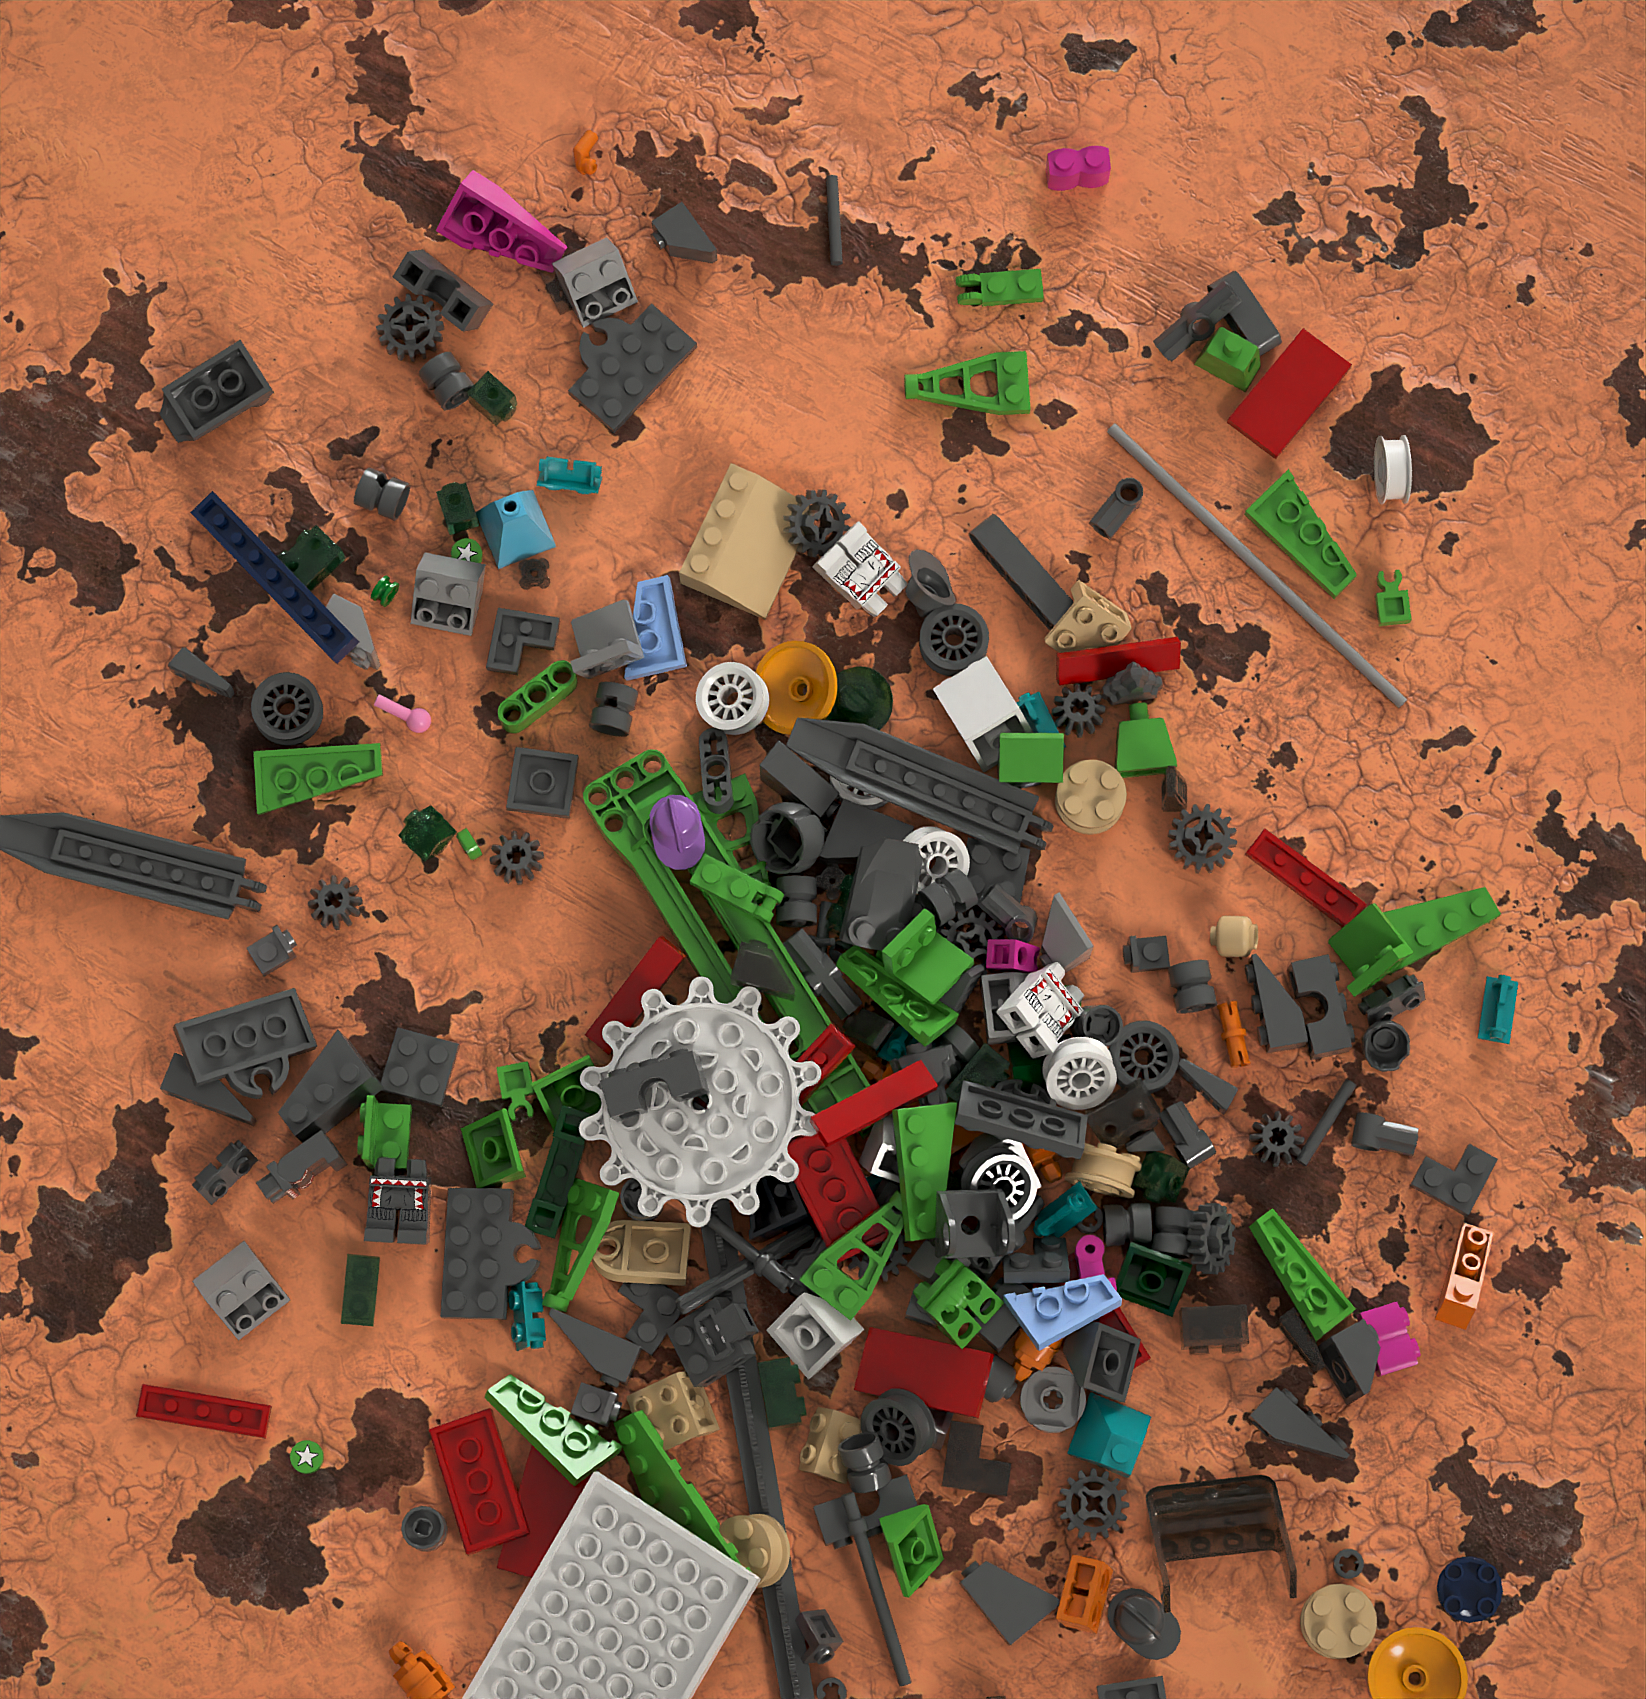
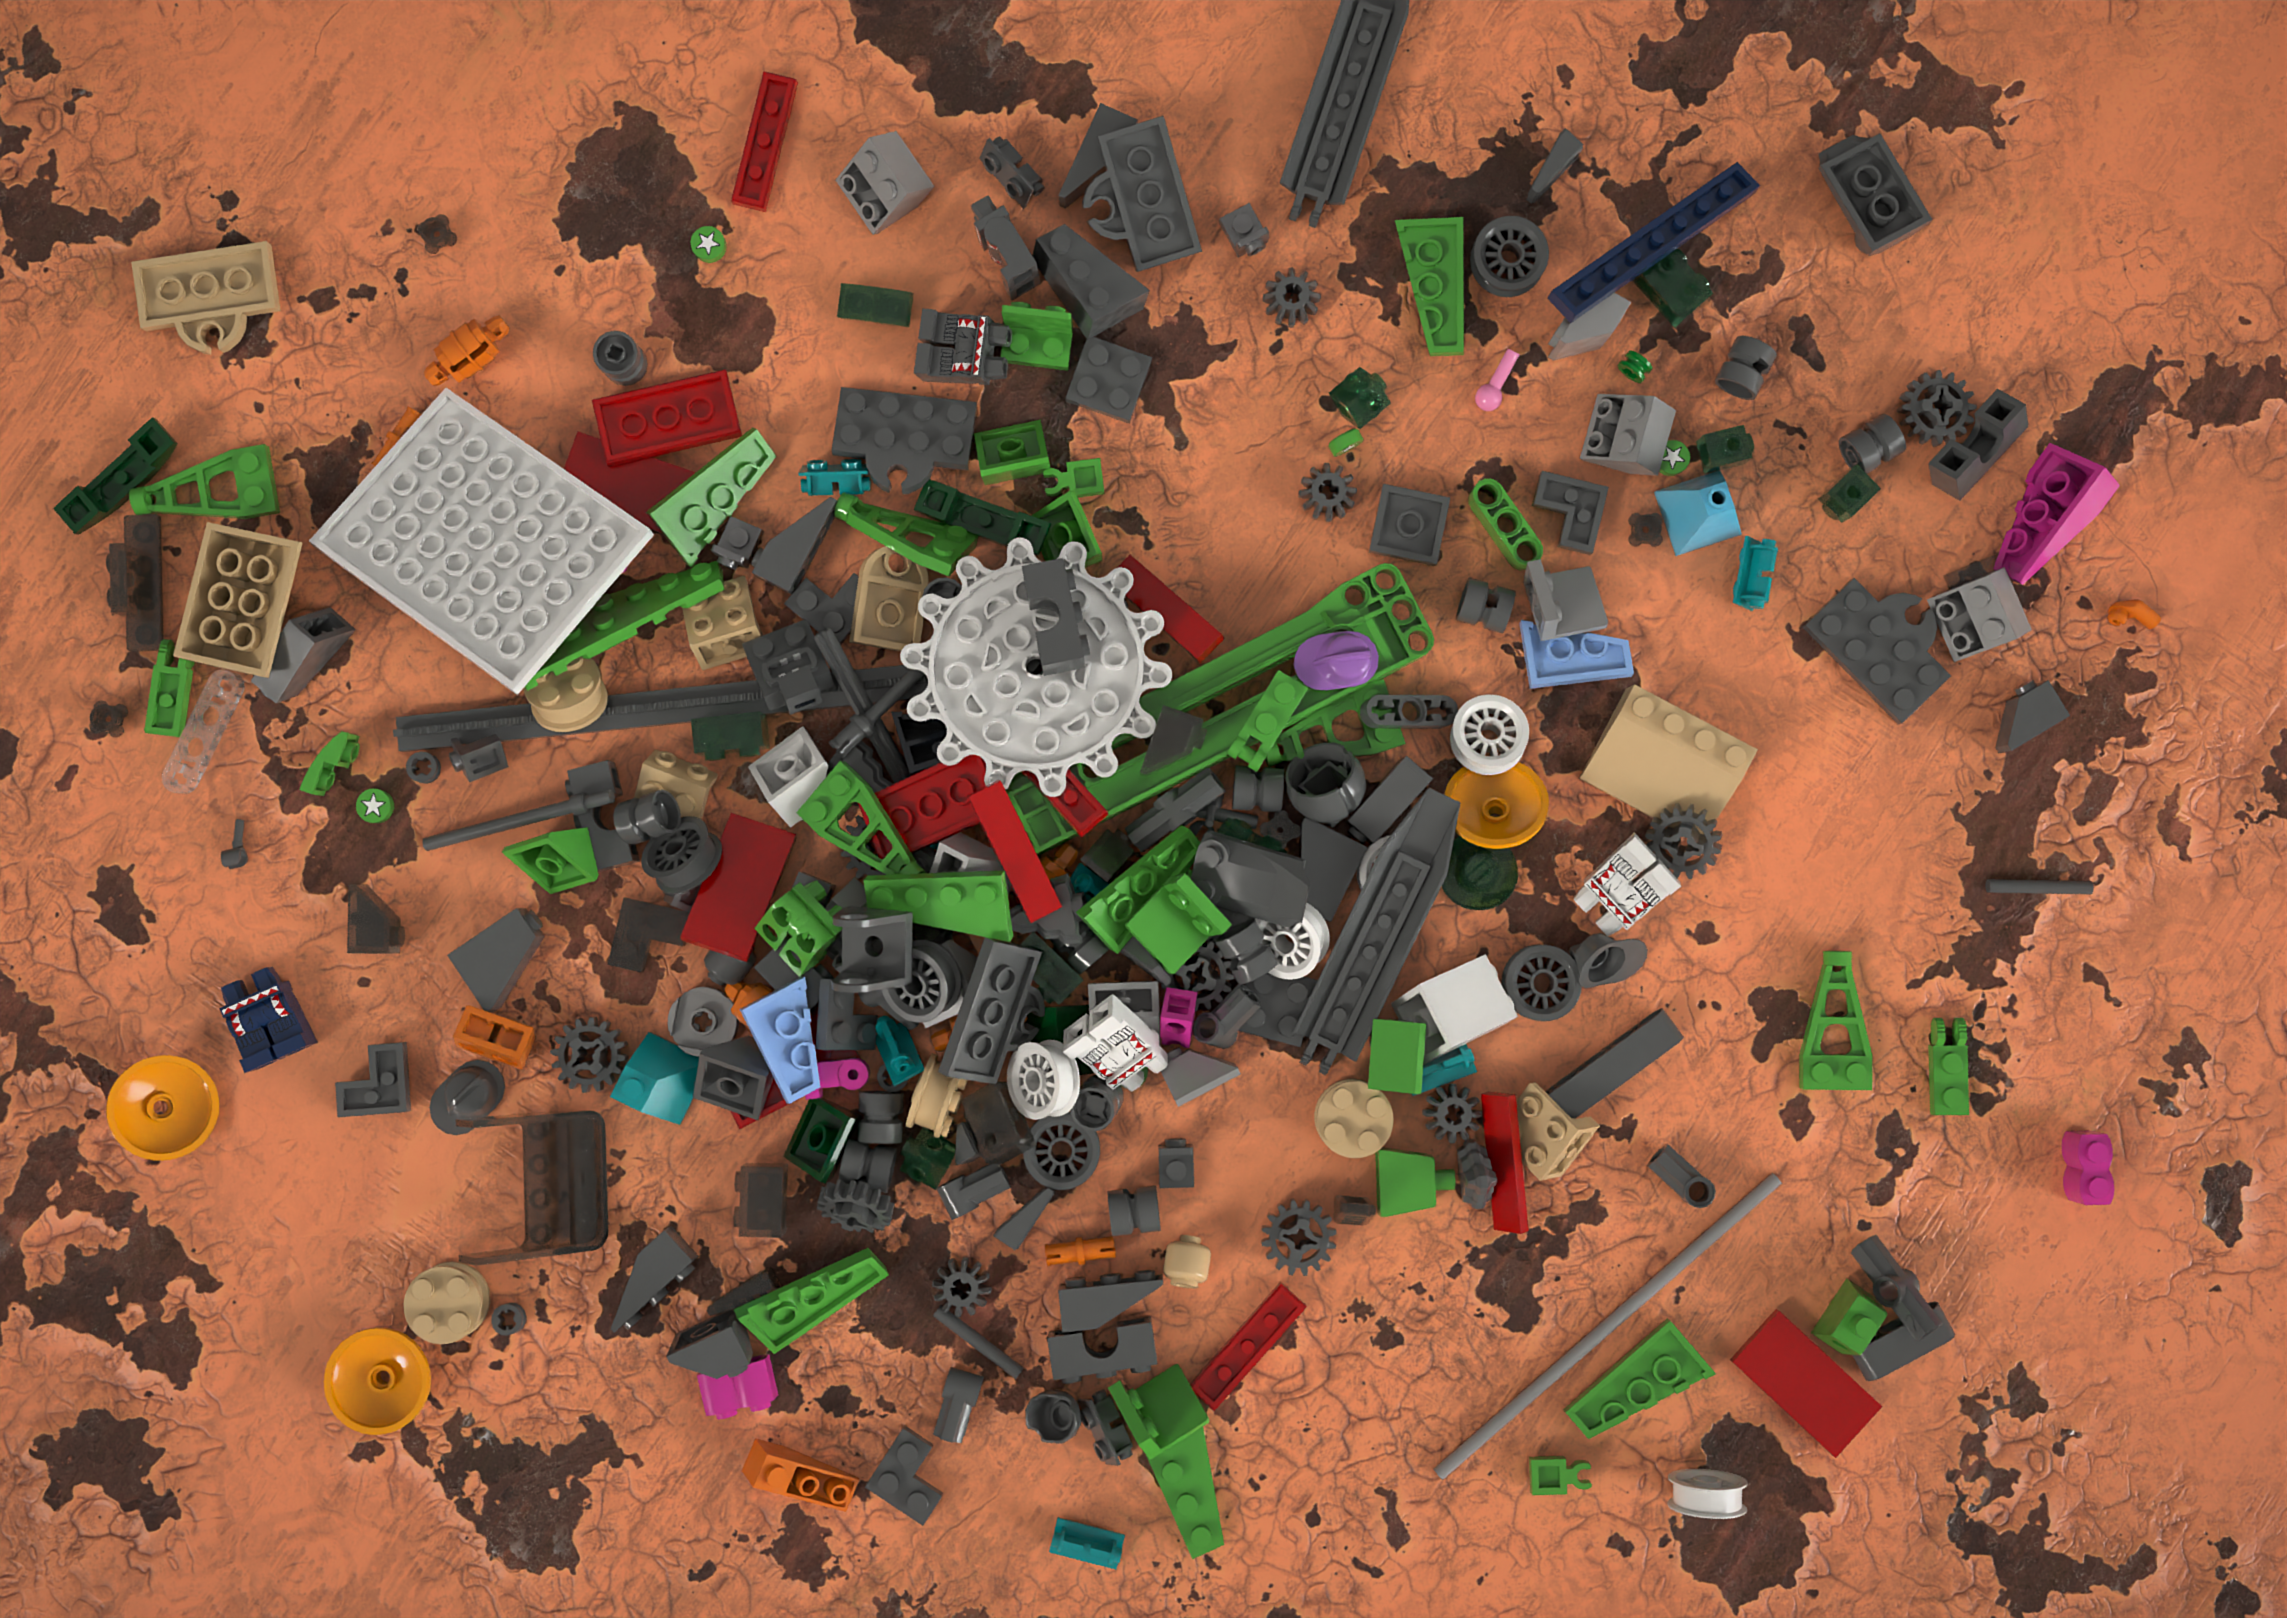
camera: 95 degrees right, 10 degrees up
(1469, 1589) = (470, 1445): dark blue dish -> none

